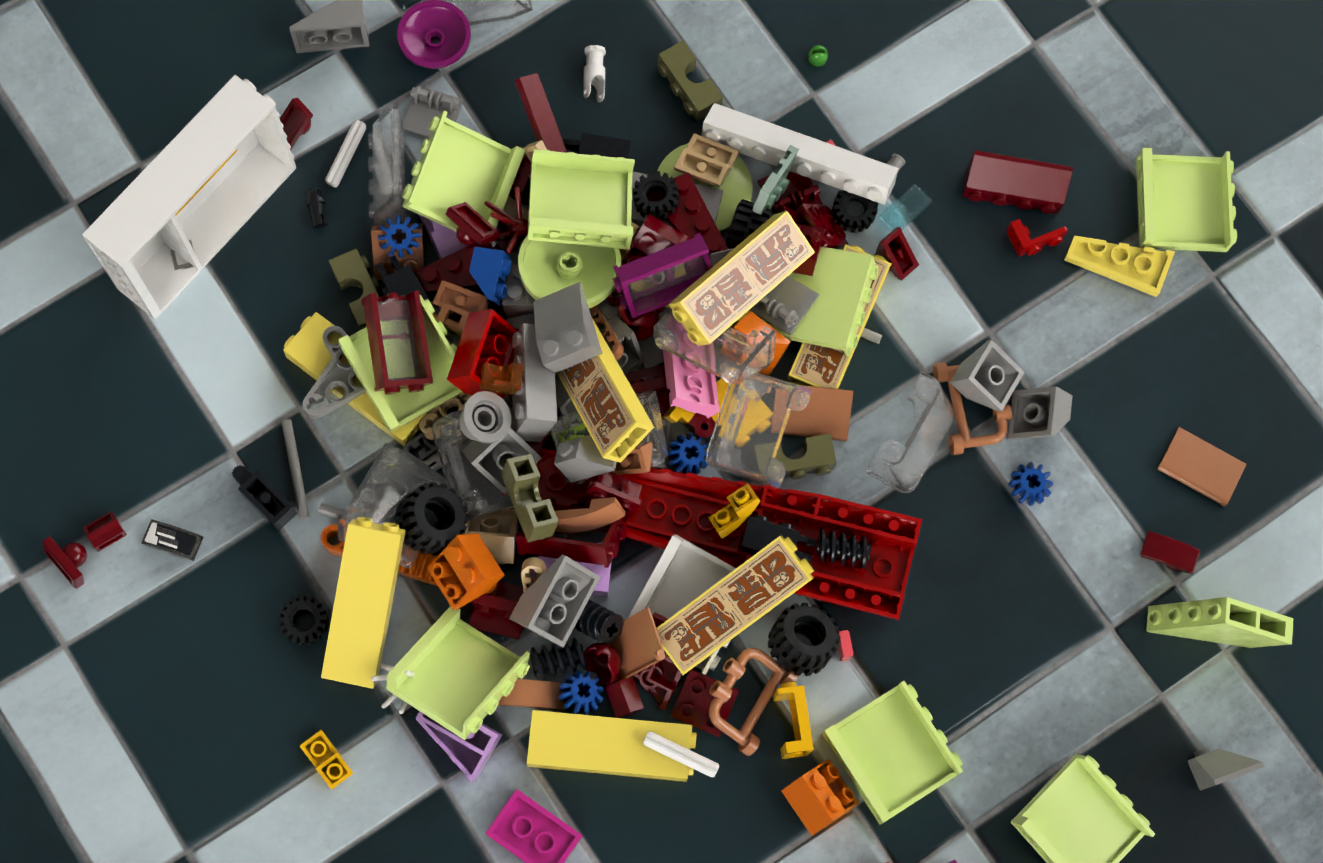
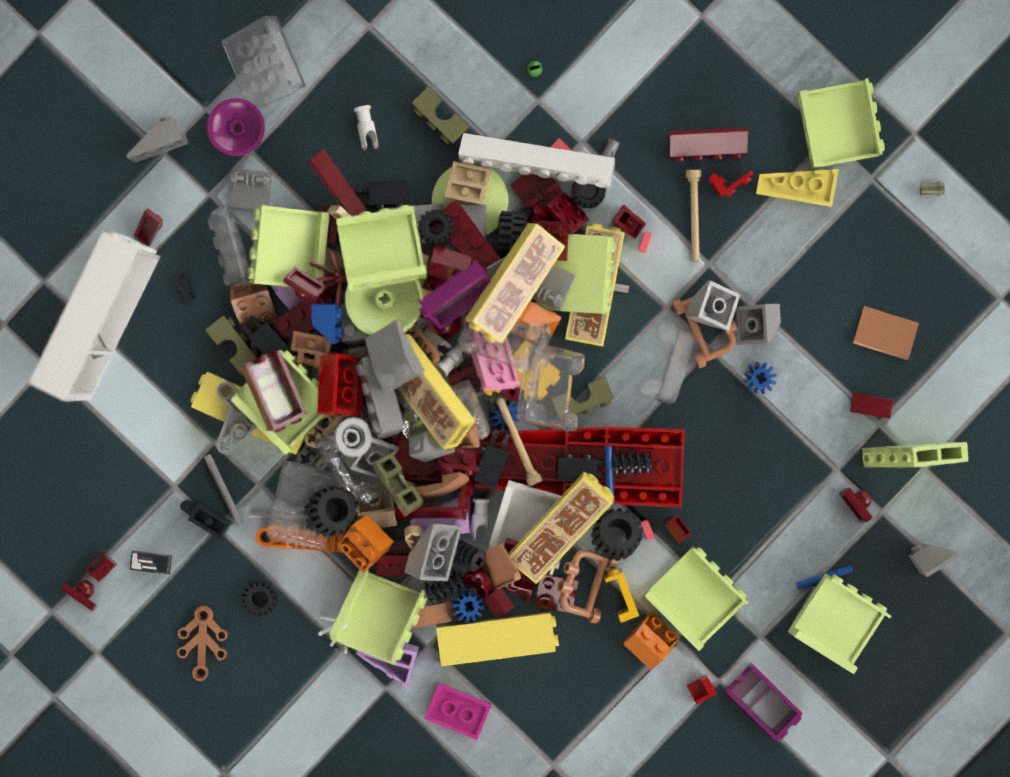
camera: 10 degrees left, 15 degrees up
(211, 658) = (202, 640): none -> nougat plant
(326, 759) = (301, 691): yellow slope -> none
(345, 153) = (194, 237): white axle -> none
(363, 602) = (299, 583): light yellow brick -> none
(405, 242) = (259, 308): blue gear -> none
(501, 379) = (356, 404): clear orange panel -> none
(625, 580) = (480, 517): none -> white piece
(641, 364) = (451, 360): none -> white piece
(660, 504) = (493, 461): none -> black hinge
(681, 754) = (546, 636): white axle -> none
(708, 537) = (532, 476): none -> tan piece
(741, 506) = (548, 455): yellow slope -> none
(776, 182) = (523, 197): sand green wing -> none
(811, 550) = (609, 469): none -> blue bar
(825, 414) = (599, 360): nougat piece -> none
(884, 653) = (677, 528): none -> dark red piece
(906, 208) = (627, 181): clear light blue slope -> none
(913, 284) = (644, 242): none -> coral tile
(989, 220) = (693, 177): none -> tan piece
(1051, 767) = (815, 580): none -> blue bar
(1131, 675) = (858, 503): none -> dark red tile
(1288, 302) = (932, 188): none -> olive pin

